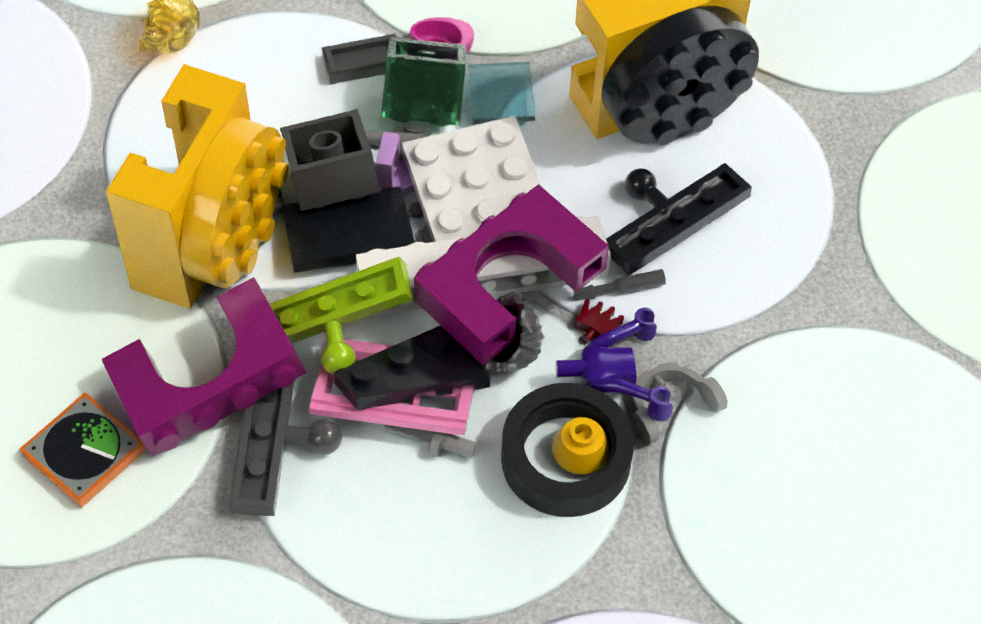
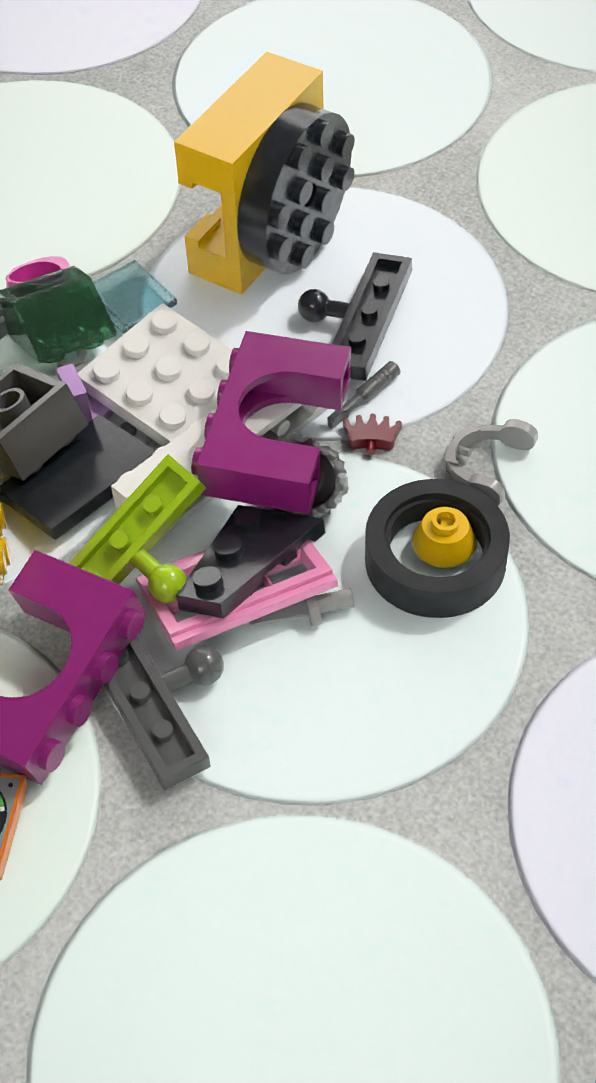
camera: 30 degrees left, 5 degrees down
(615, 367) = (425, 454): dark purple piece -> none

